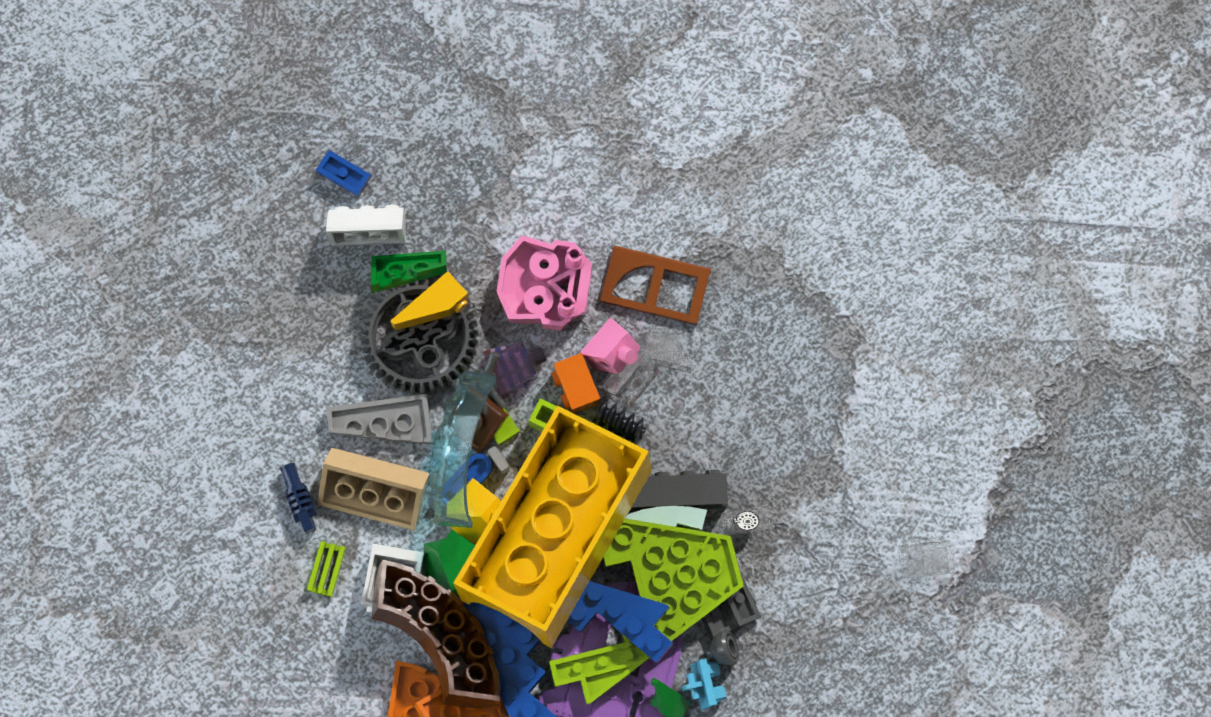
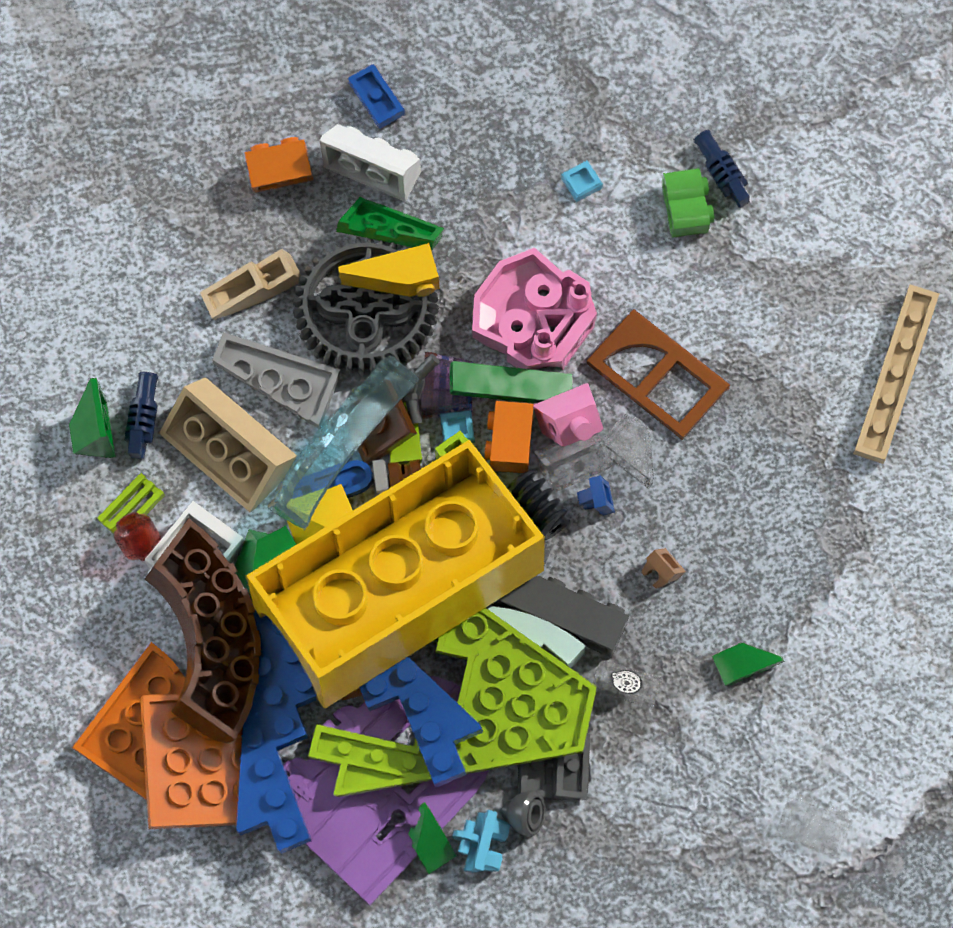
camera: 30 degrees right, 5 degrees down
(267, 525) = (91, 424): none -> green slope
(300, 261) = (278, 164): none -> orange brick
(327, 361) = (251, 285): none -> tan slope
(345, 589) = (136, 536): none -> clear red head
(514, 449) = (399, 471): none -> reddish brown wheel
(527, 166) = (581, 181): none -> medium azure tile
(531, 393) = (455, 422): none -> medium azure tile
(553, 345) = (506, 382): none -> tile
(612, 147) = (686, 202): none -> bright green brick
(625, 109) = (723, 169): none -> dark blue hinge
(659, 397) = (597, 496): none -> blue tile
(731, 423) = (665, 565): none -> medium nougat tile
(820, 465) = (743, 661): none -> green slope
(824, 204) = (896, 374): none -> tan plate

